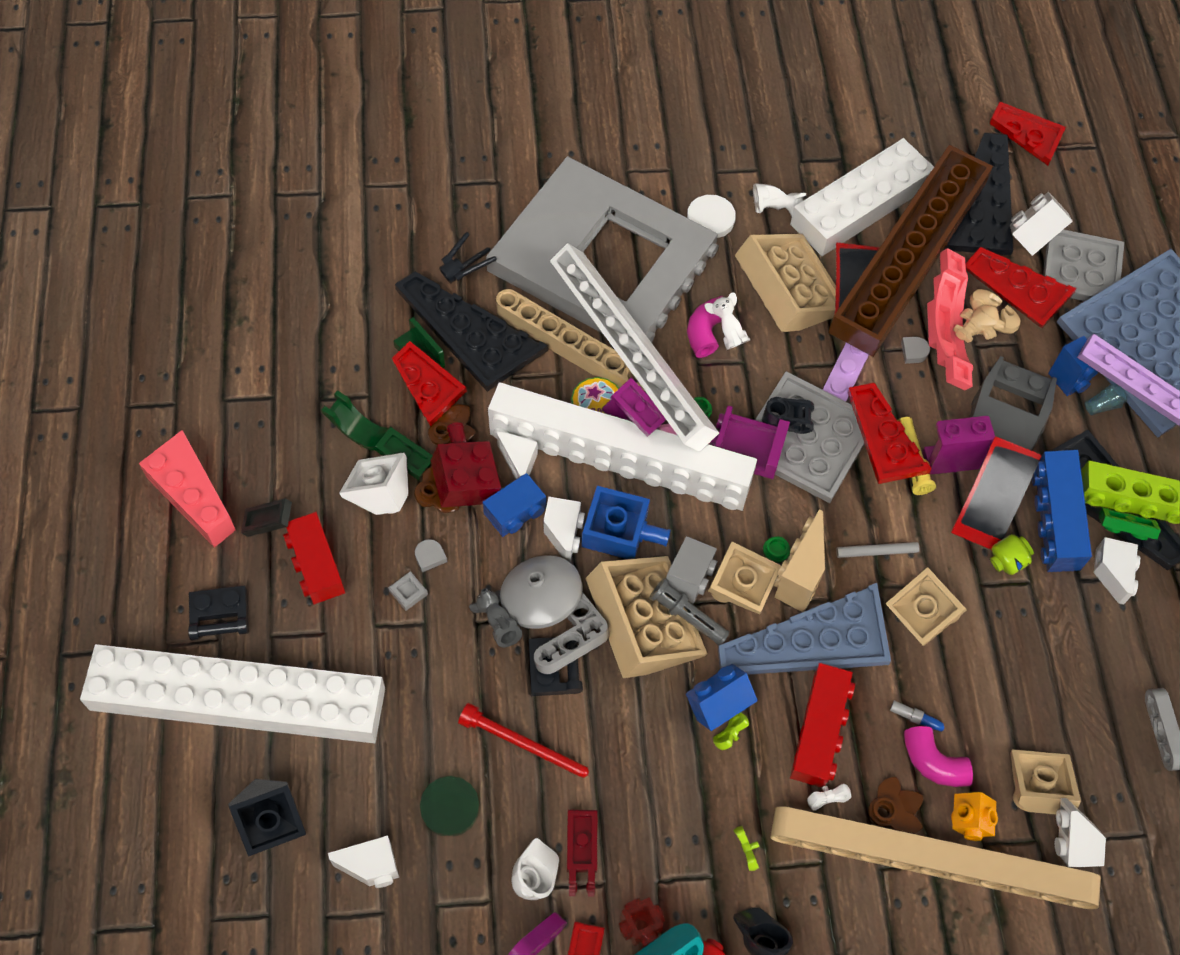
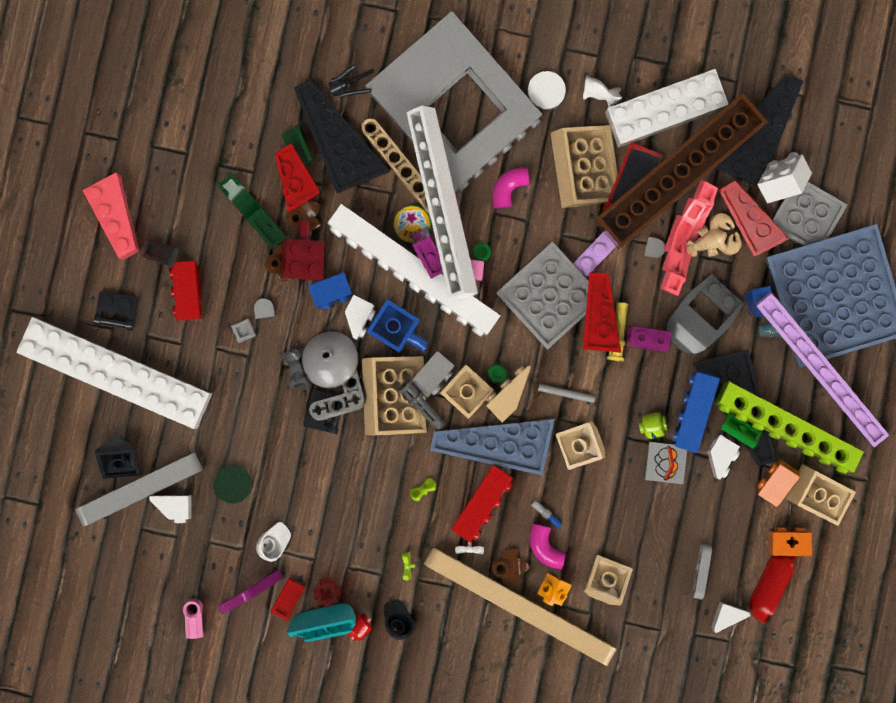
camera: 15 degrees right, 25 degrees up
(306, 855) = (139, 489): none -> light grey beam
(378, 484) = (241, 248): white slope -> none
(473, 718) = (262, 432): red piece -> none
(518, 452) = (344, 253): white slope -> none
(582, 848) = (306, 535): dark red hinge -> none
(721, 697) = (423, 468): blue brick -> none
(731, 327) = (524, 197): white animal -> none
(752, 439) = (504, 293): magenta panel -> none
(791, 411) = (541, 281): black piece -> none
(996, 493) = (658, 383): sticker -> none
(1029, 131) = (822, 82): red wing -> none
(1048, 601) = (665, 463): none -> light grey tile
(1079, 839) = (613, 624): white slope -> none

